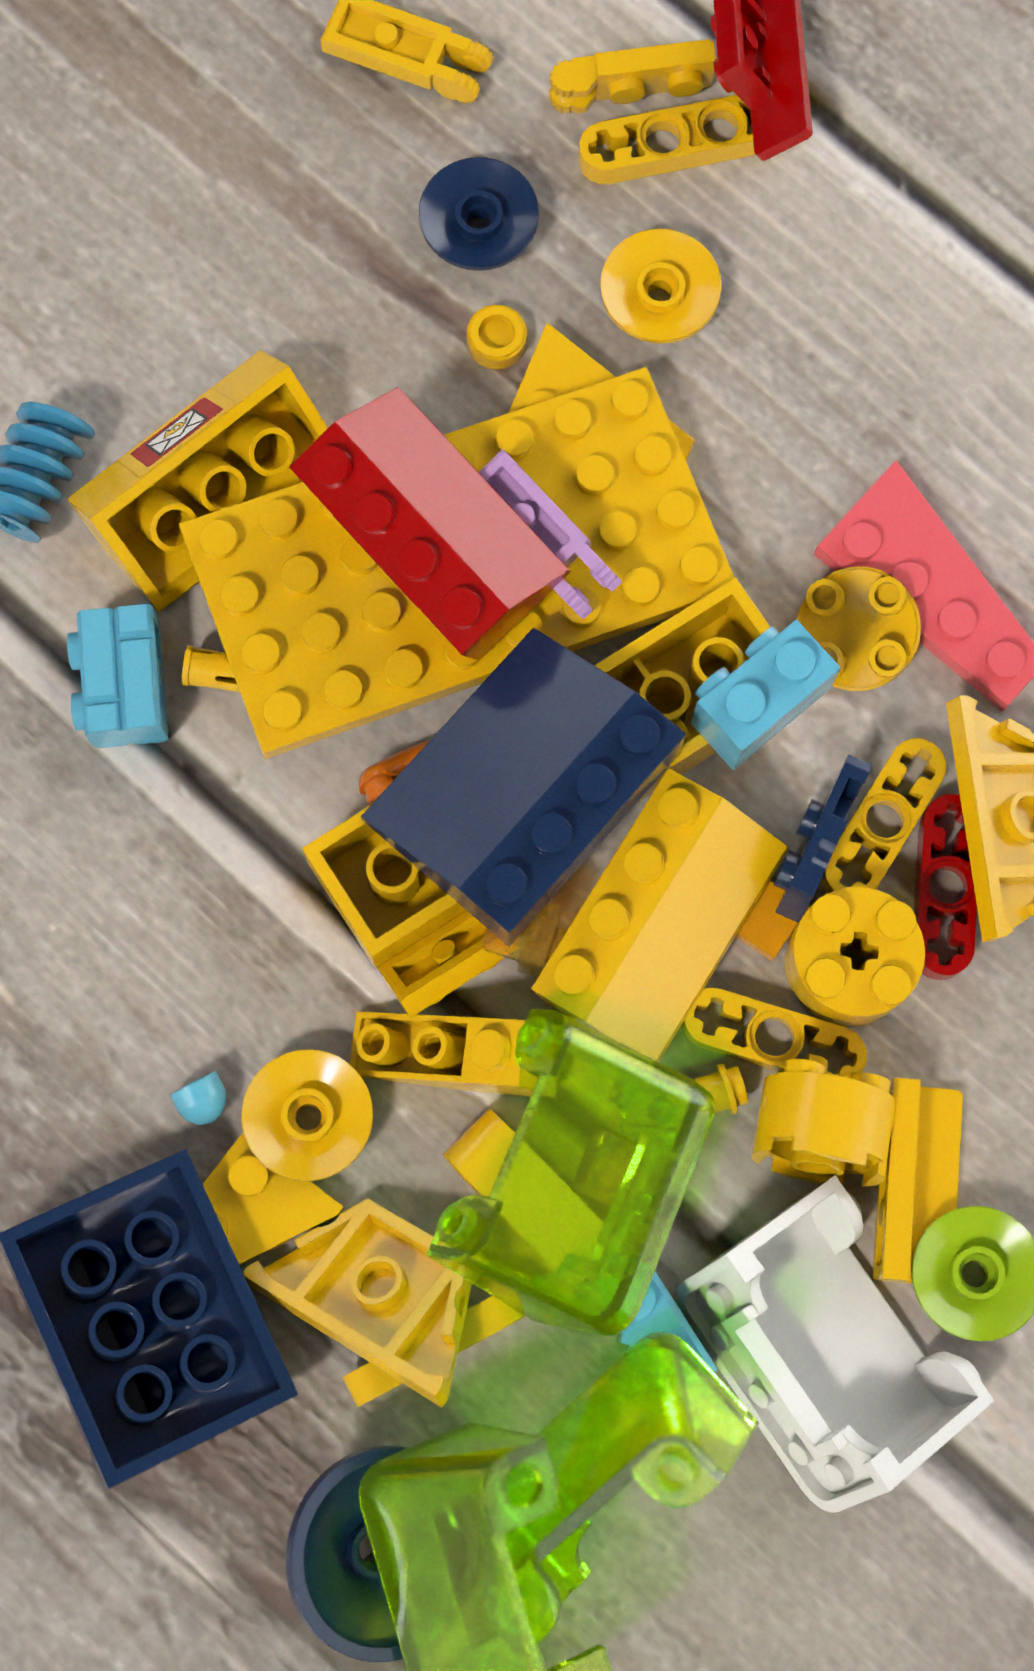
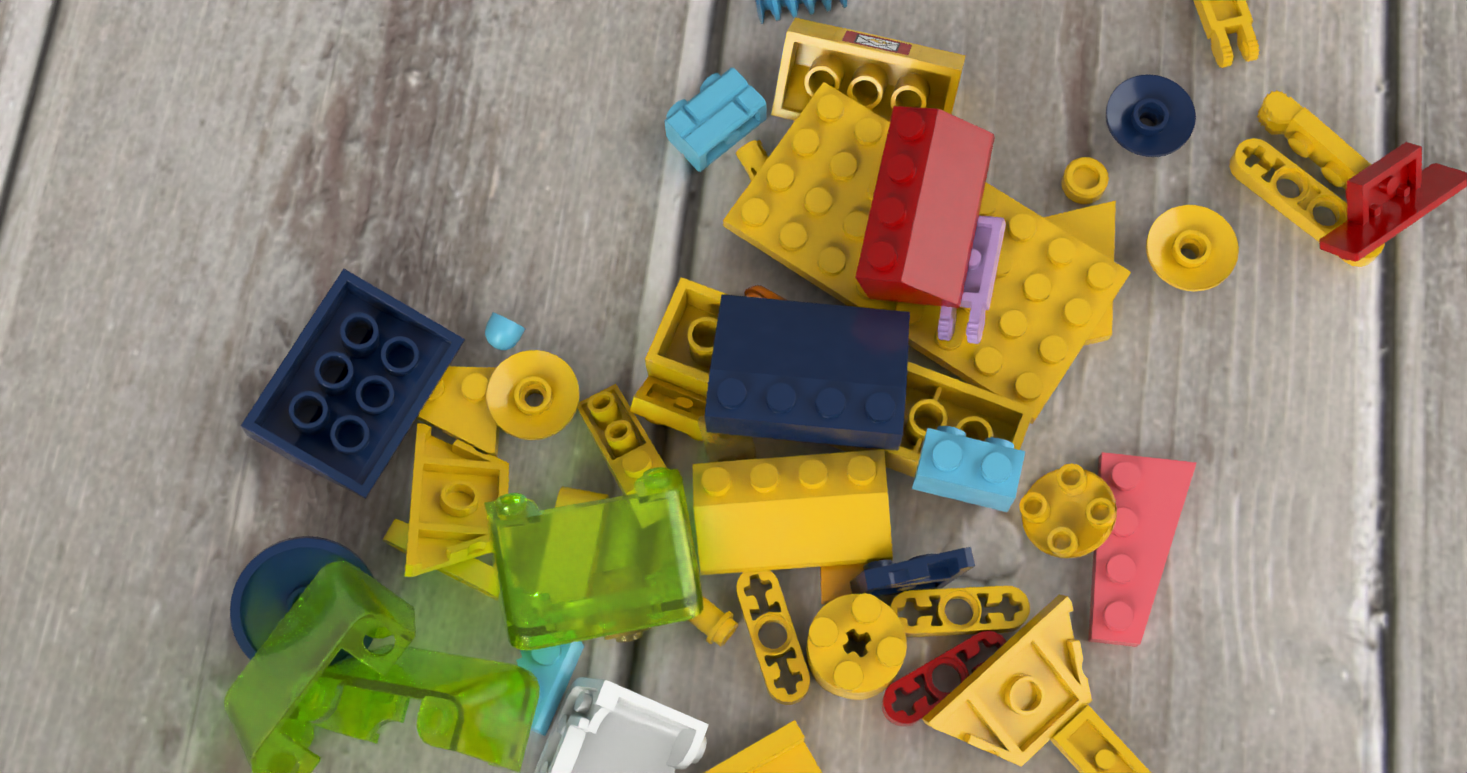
camera: 60 degrees right, 5 degrees down
(824, 1124) = (735, 696): yellow brick -> none

